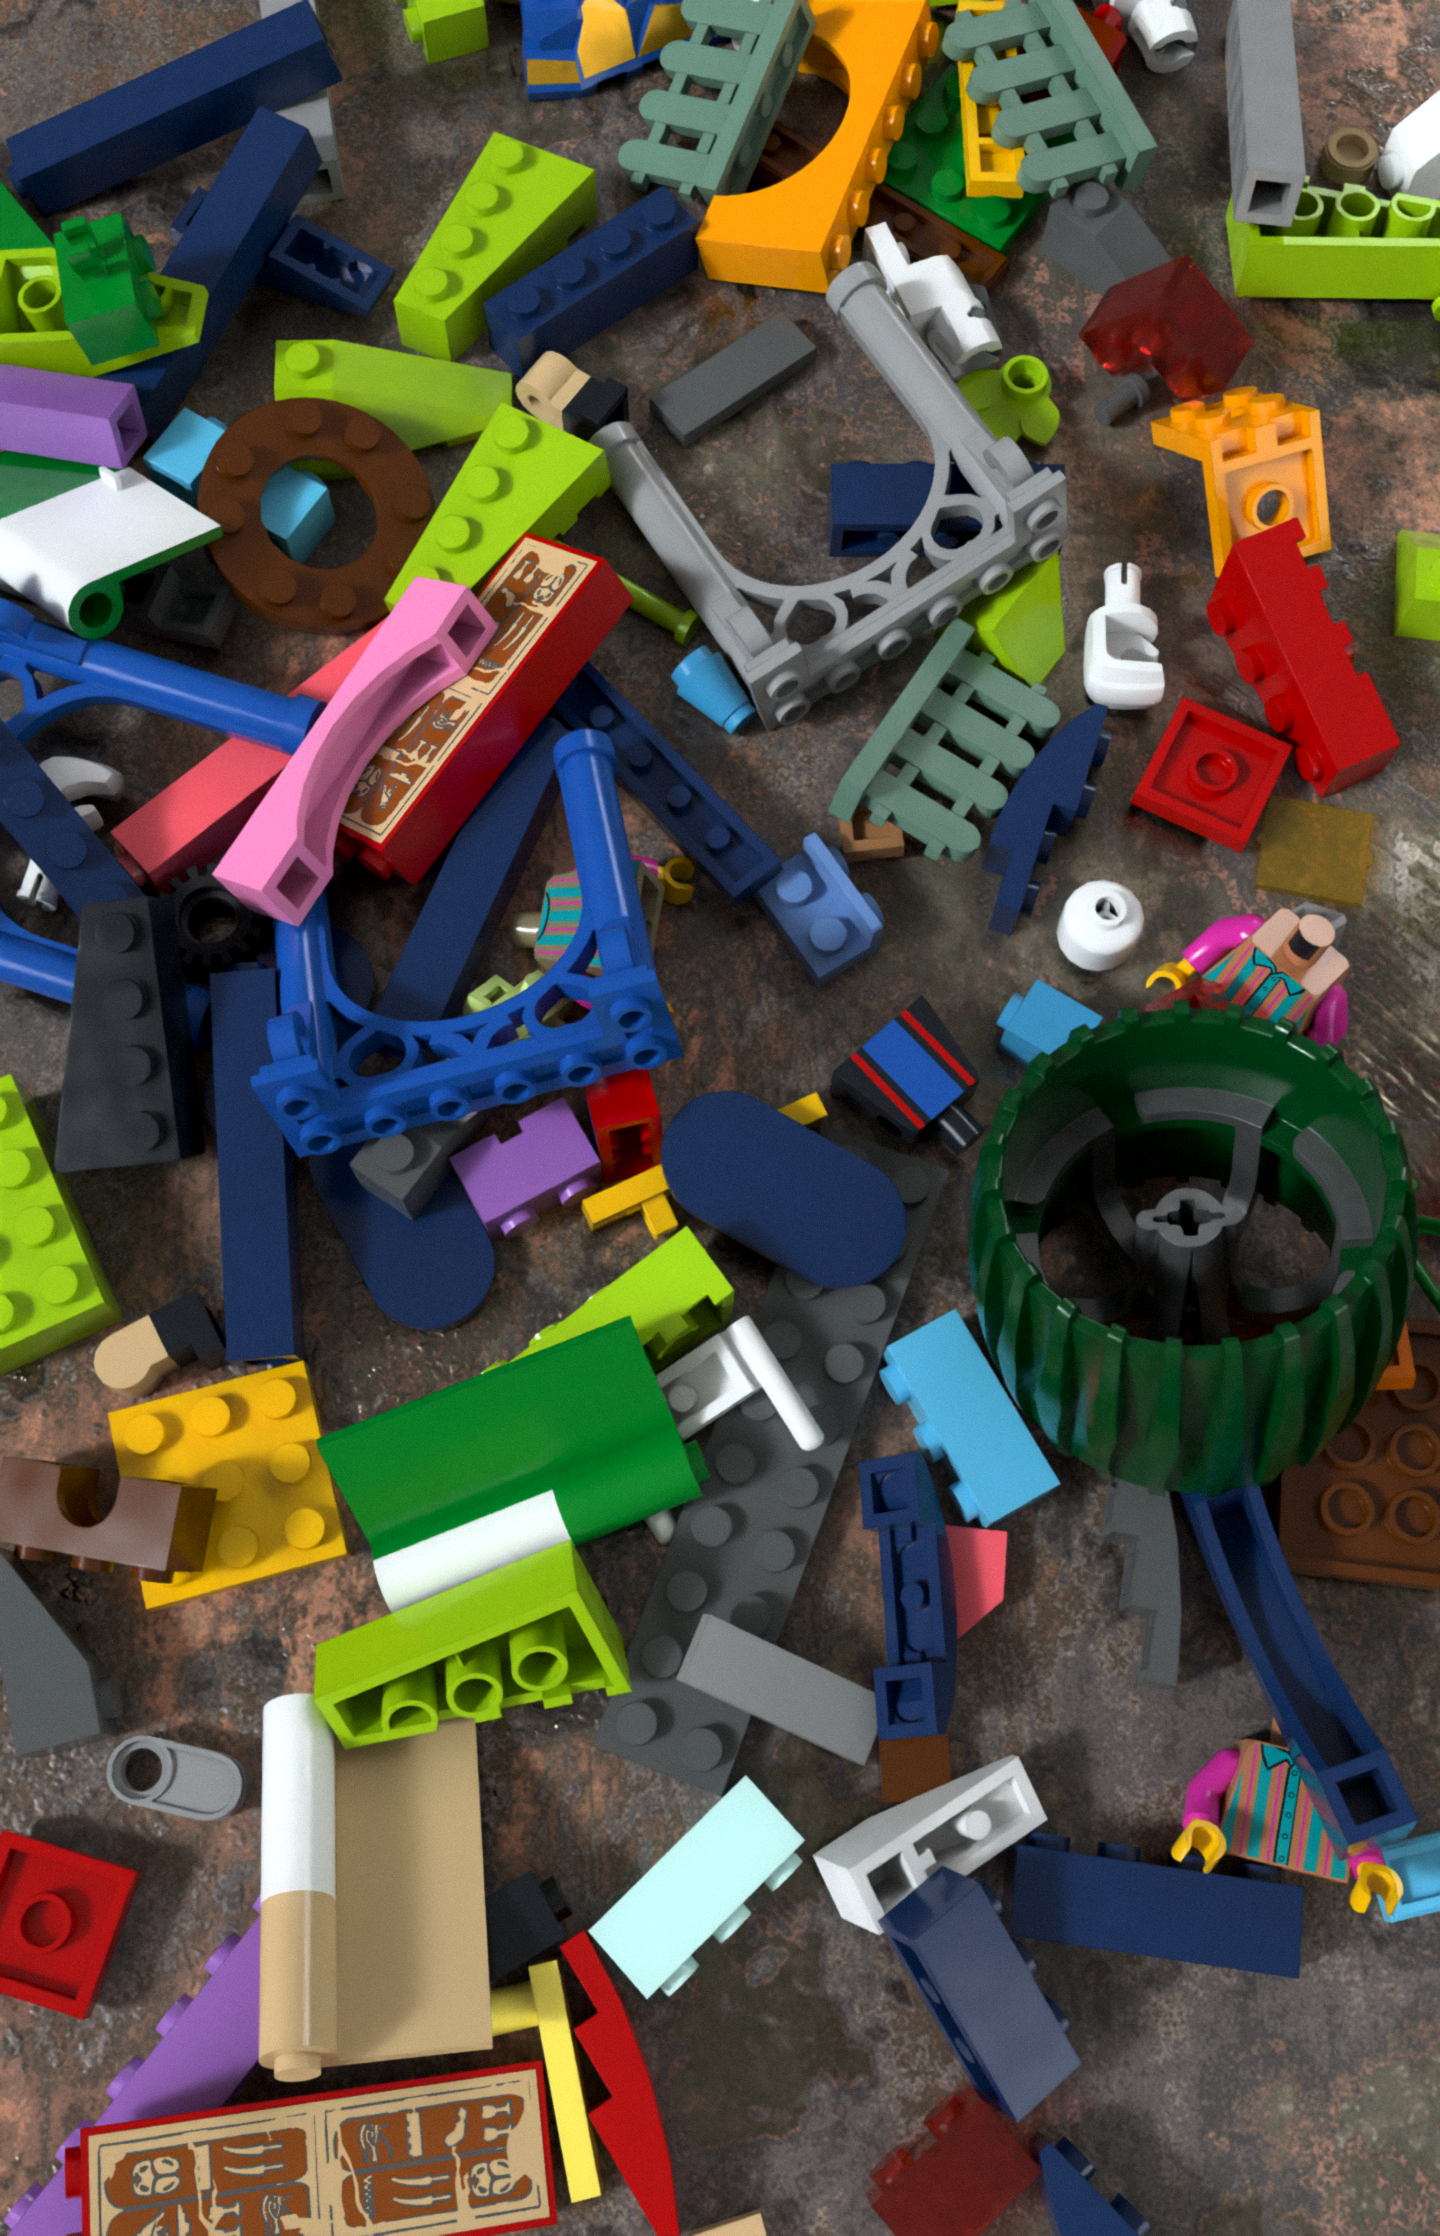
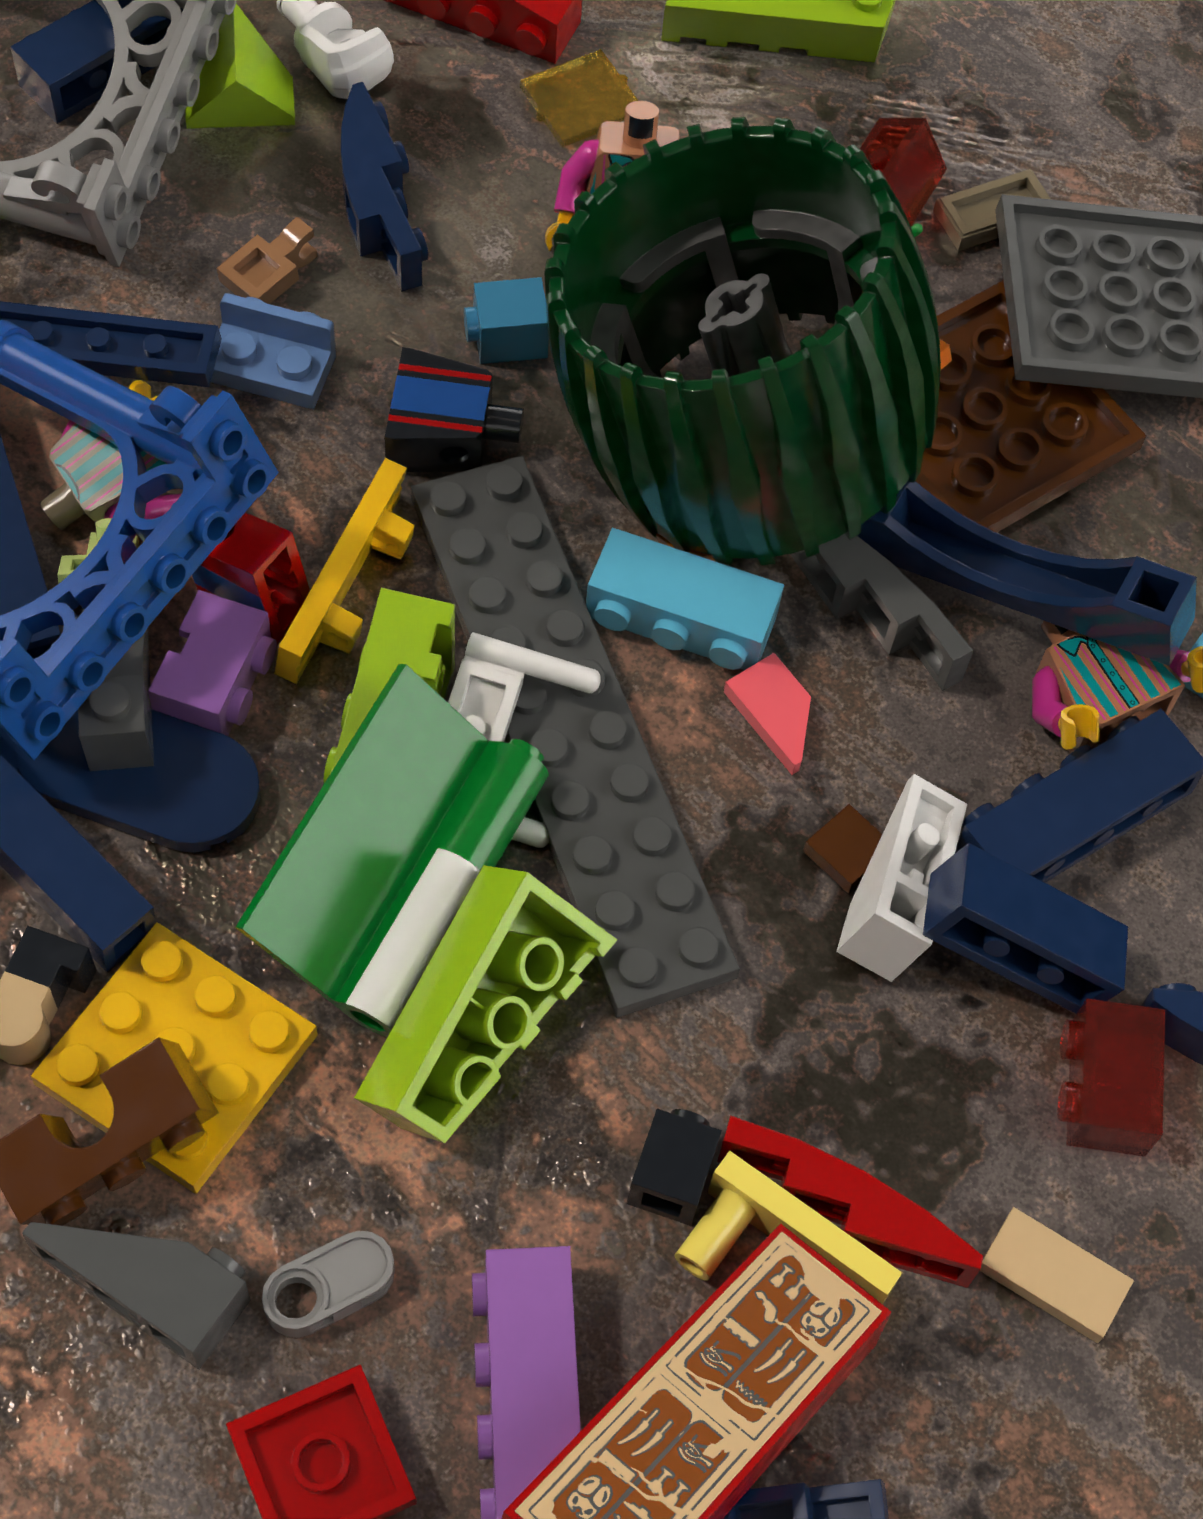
camera: 45 degrees left, 10 degrees down
(369, 1895) = (555, 1208): tan door -> none
(699, 1889) = (781, 1031): light aqua brick -> none
(713, 689) = (54, 258): dark azure cone -> none
(781, 1689) = (718, 860): light grey tile -> none
(783, 1190) = (420, 535): dark blue tile -> none
(918, 1597) = (748, 733): dark blue slope -> none
(924, 760) = (245, 184): sand green fence -> none
(1100, 925) = (483, 227): white head -> none
(1211, 774) = (470, 89): red plate -> none

